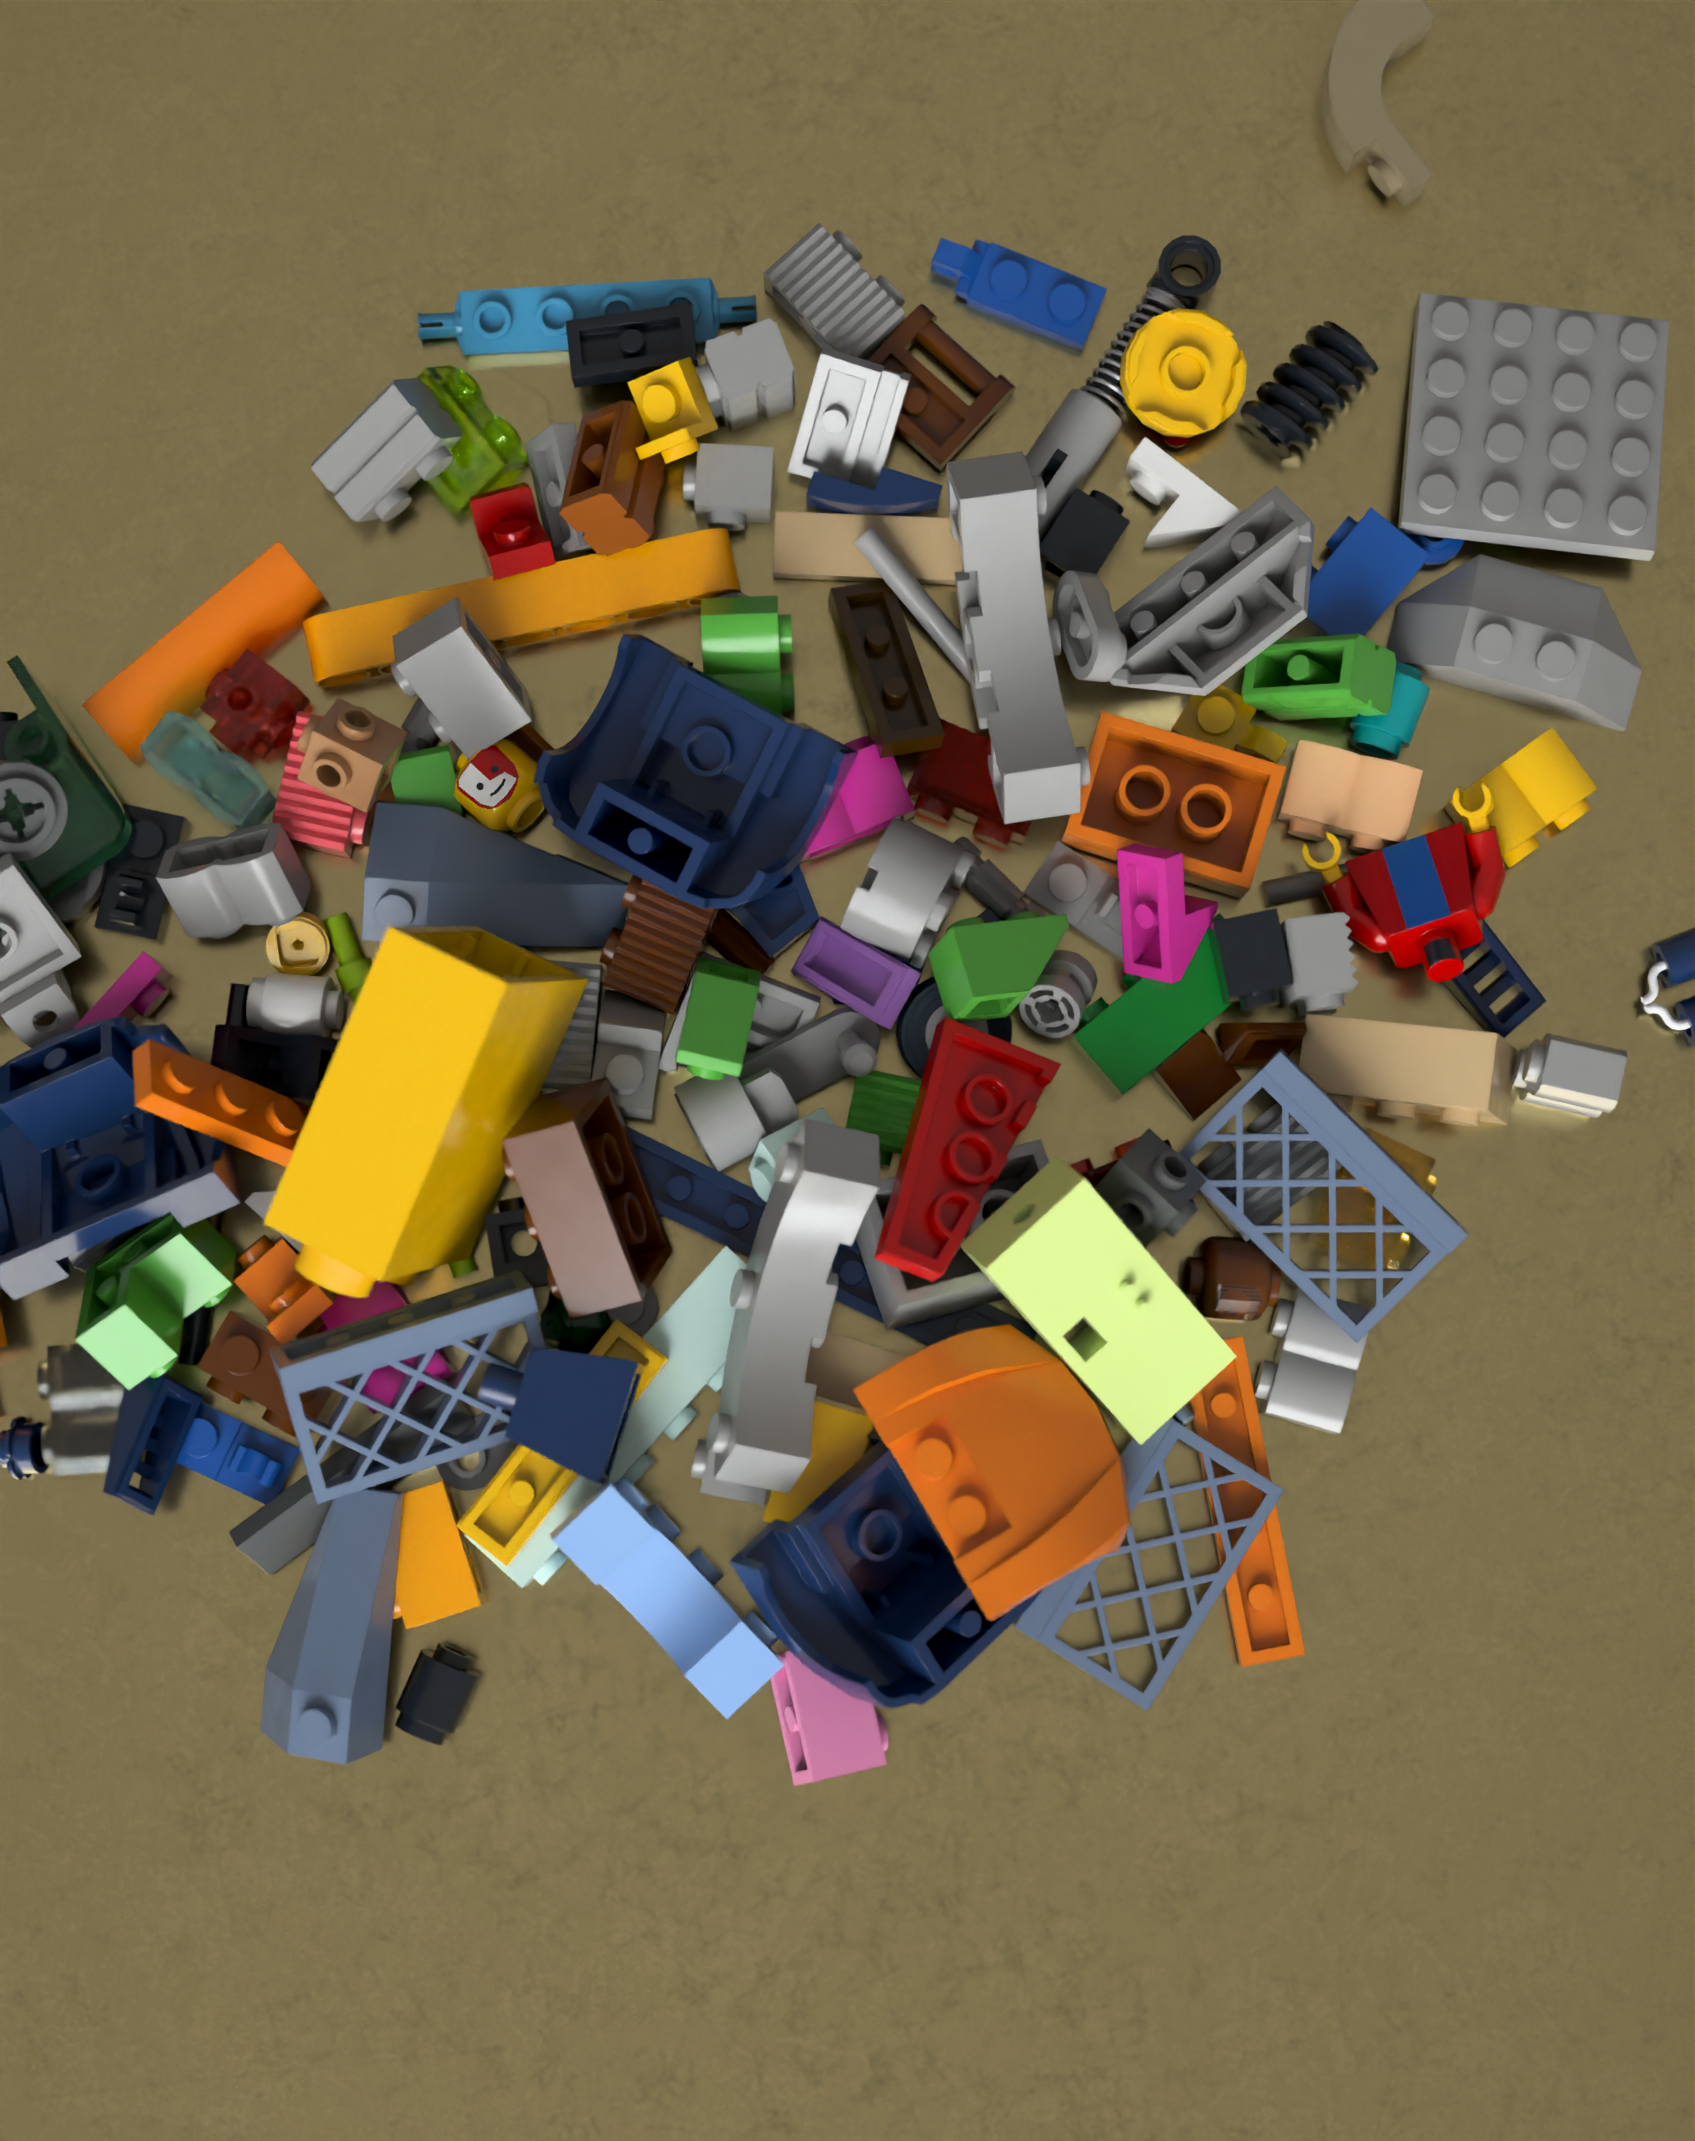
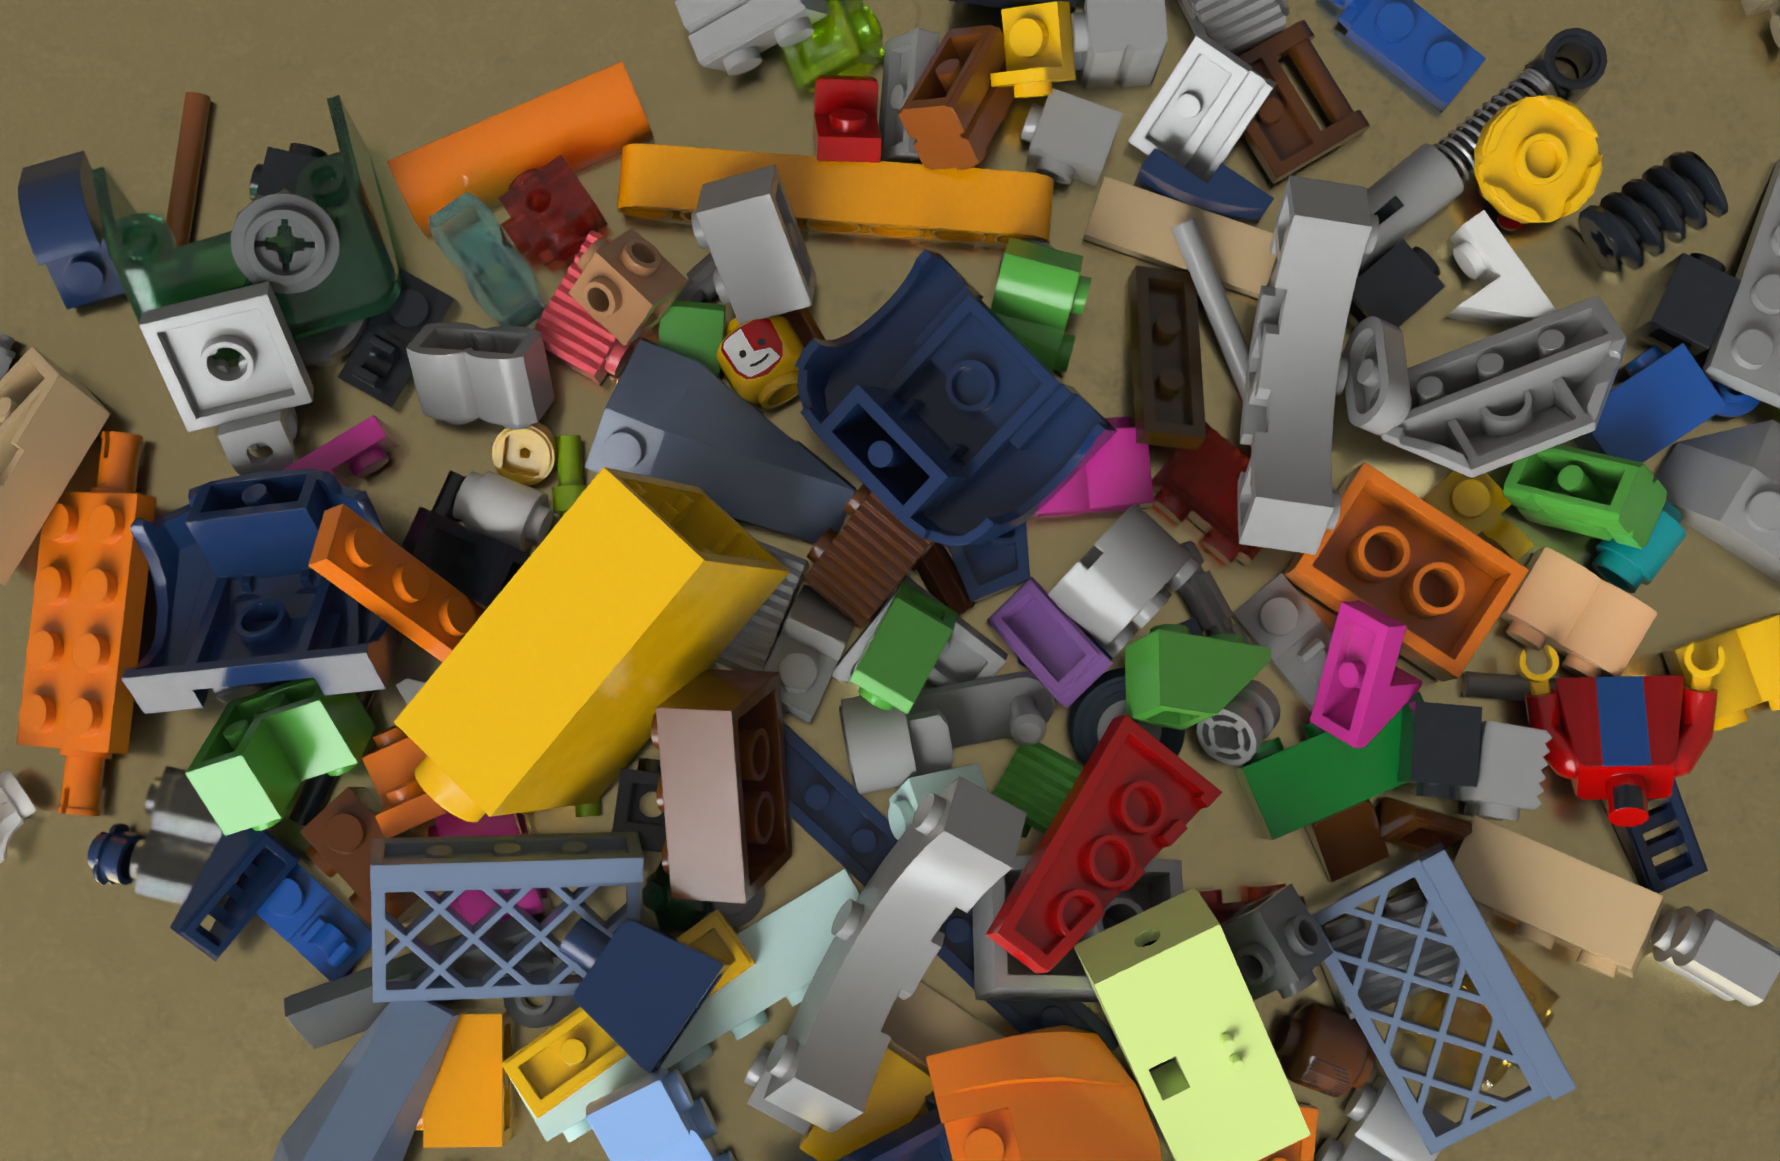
camera: 20 degrees right, 0 degrees up
(1367, 467) = (1687, 303): none -> black brick

